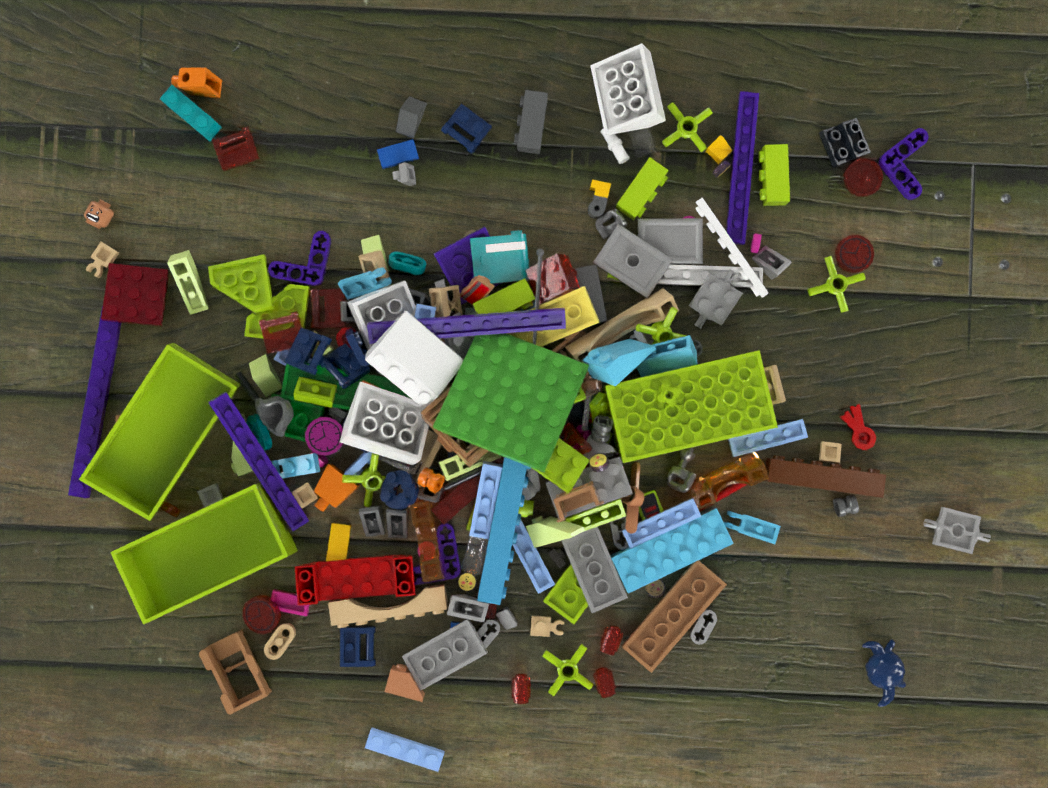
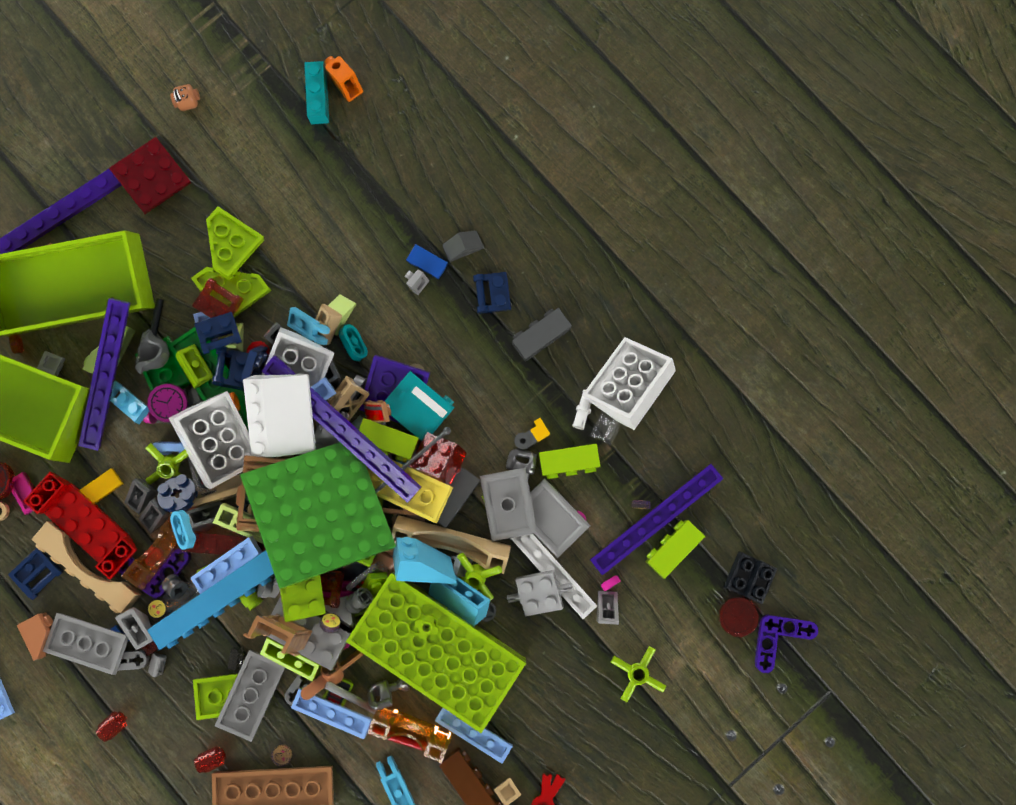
camera: 50 degrees right, 5 degrees down
(103, 256) = (157, 128): tan plate -> none
(188, 281) = (194, 202): yellowish green slope -> none
(237, 154) = (318, 151): clear red plate -> none
(260, 431) = (129, 354): teal plate -> none
(265, 375) = (176, 319): yellowish green slope -> none
(305, 495) = (114, 429): tan plate -> none
(311, 266) = (286, 278): dark purple beam -> none
(332, 308) = (276, 314): clear red plate -> none
(332, 489) = (134, 443): orange torso -> none
(430, 507) = (182, 529): none -> medium azure plate
(431, 480) = (204, 509): orange wheel -> none
(462, 478) = (226, 532): black piece -> none
(463, 553) = (174, 586): none -> dark grey wheel
(532, 560) = (217, 641): light blue plate -> none
(542, 626) = (174, 697): tan plate -> none
(548, 530) = (255, 647): yellowish green slope -> none
(567, 677) = (150, 750): lime bar -> none
(604, 682) = (173, 785): clear red brick -> none
(661, 500) = (348, 696): none -> light grey bar
(671, 550) = (318, 741): medium azure brick -> none
(681, 132) = (645, 458): lime bar -> none
(719, 149) = (654, 489): yellow slope -> none
(725, 241) = (588, 560): white plate -> none
(774, 384) = (516, 697): tan slope -> none
(854, 253) = (675, 665): clear red tile -> none

